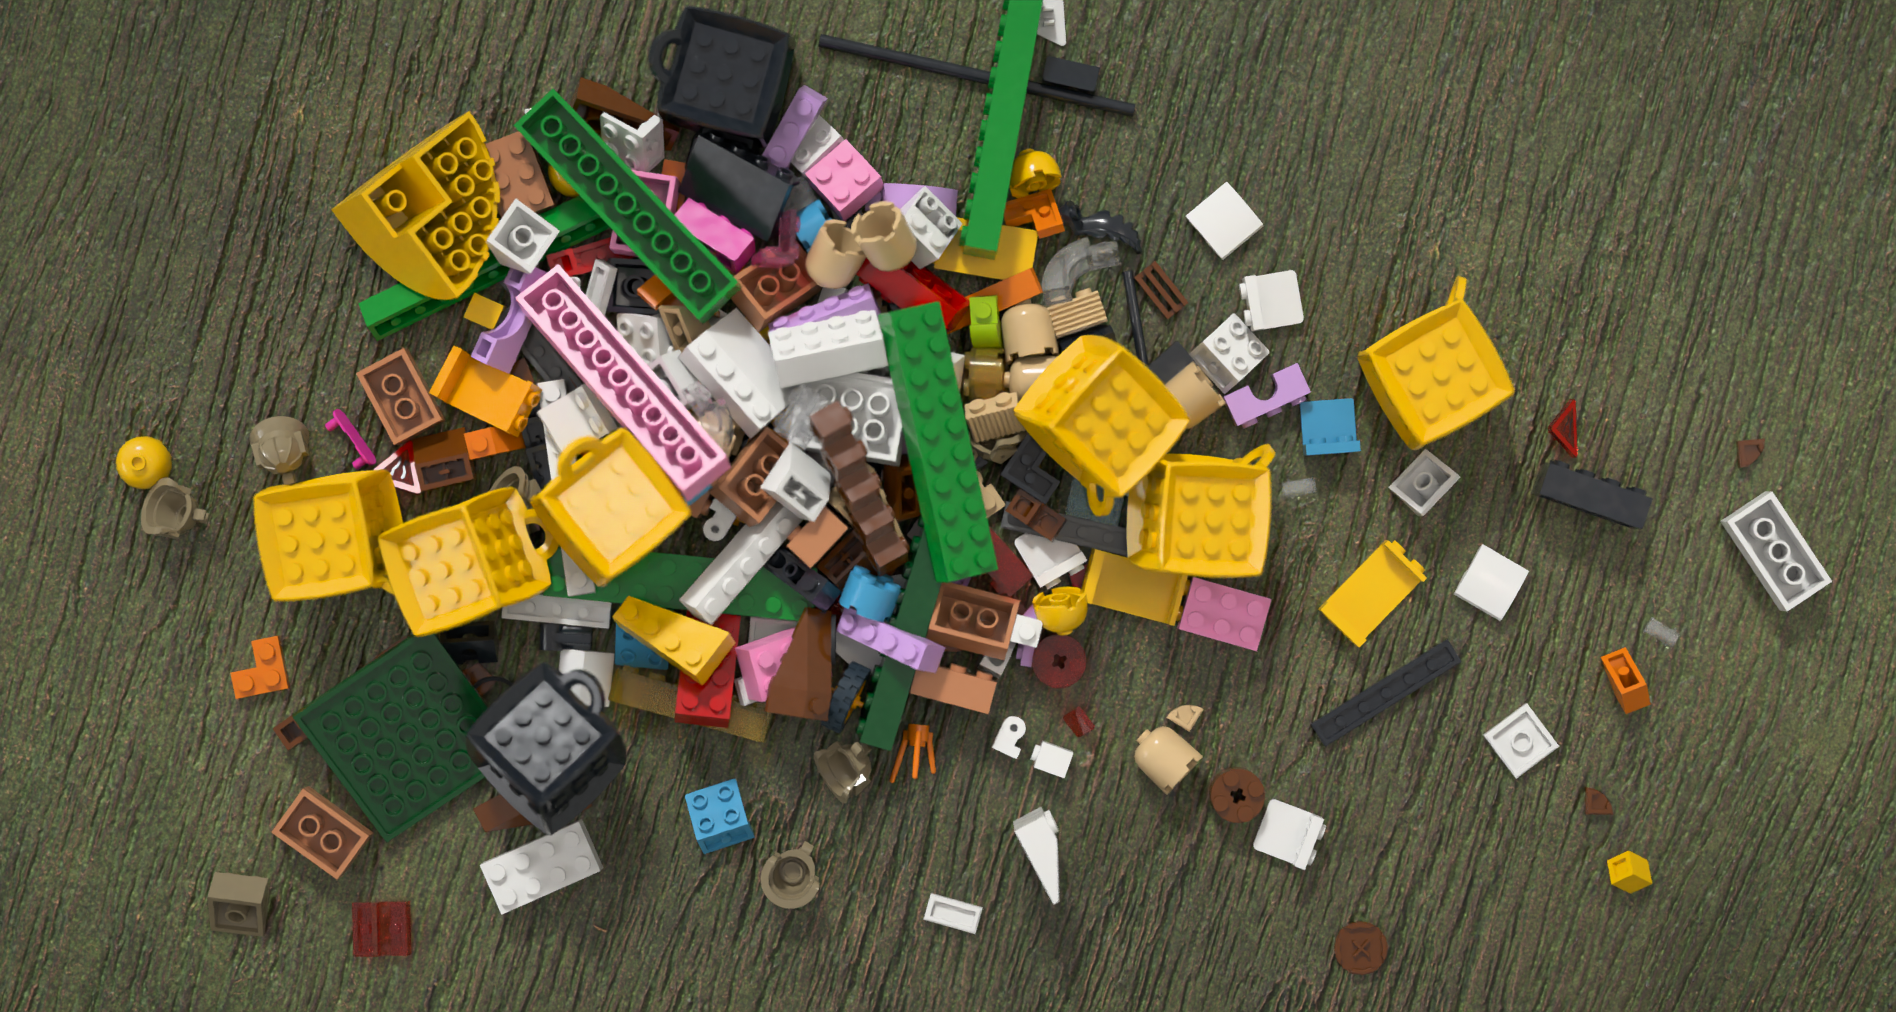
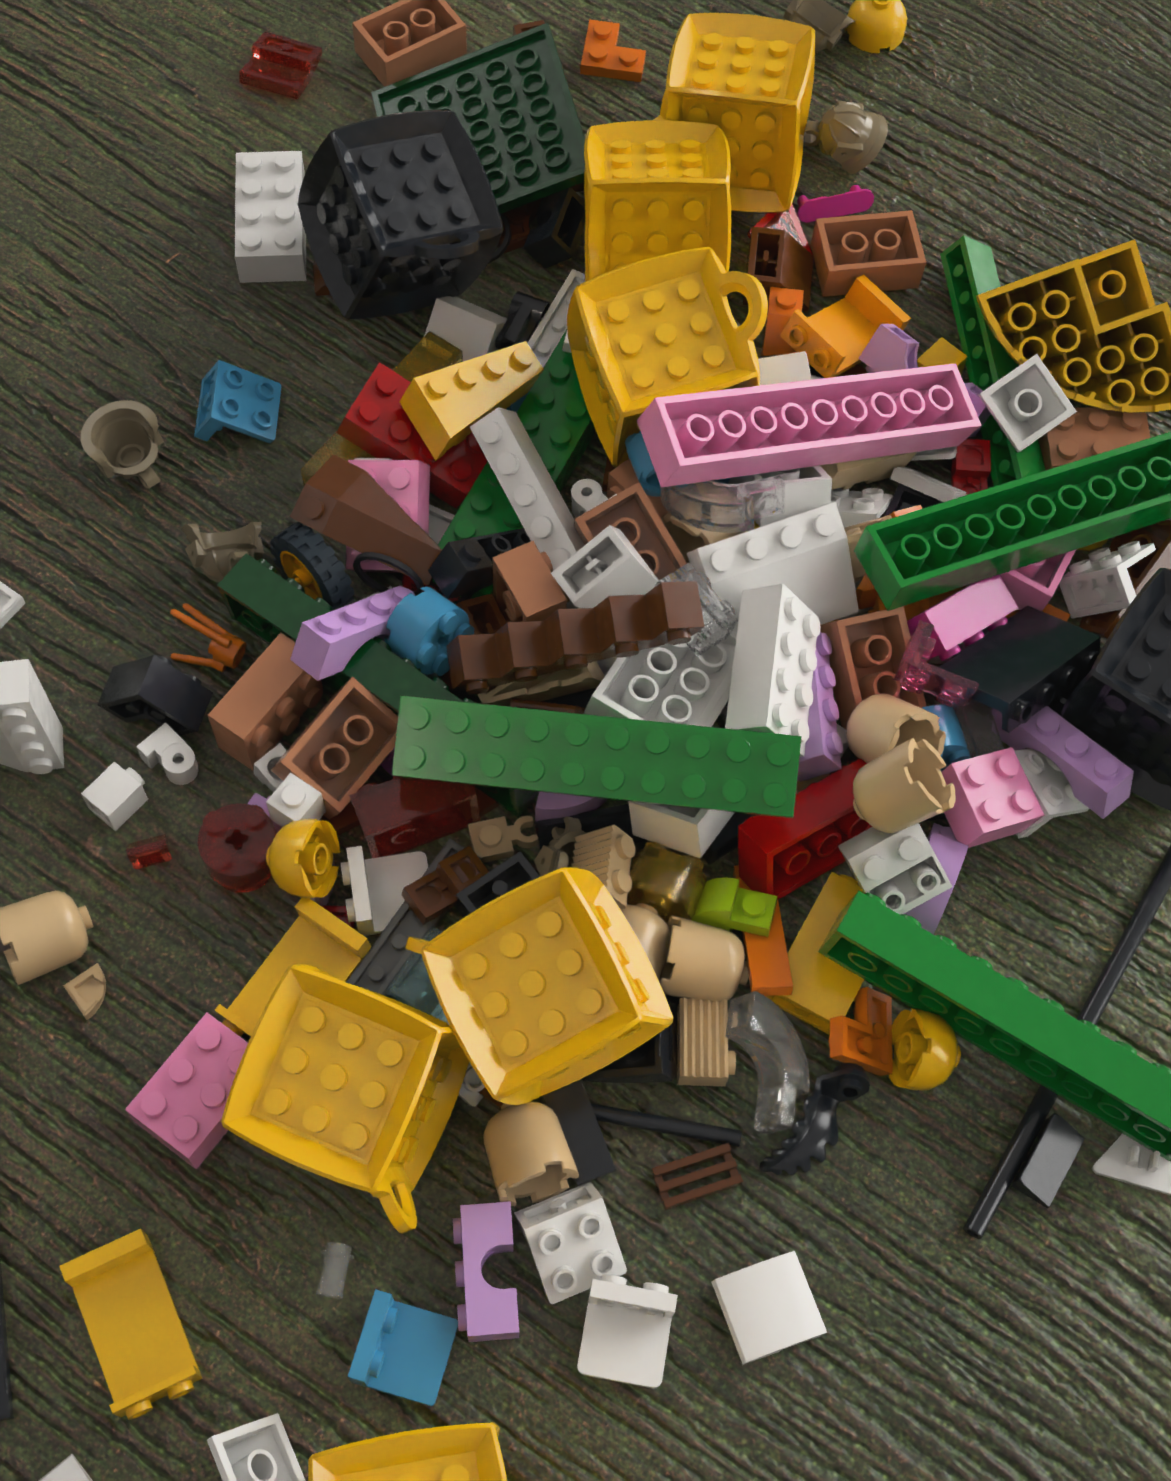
camera: 105 degrees right, 25 degrees down
(974, 764) = (156, 692): none -> black brick

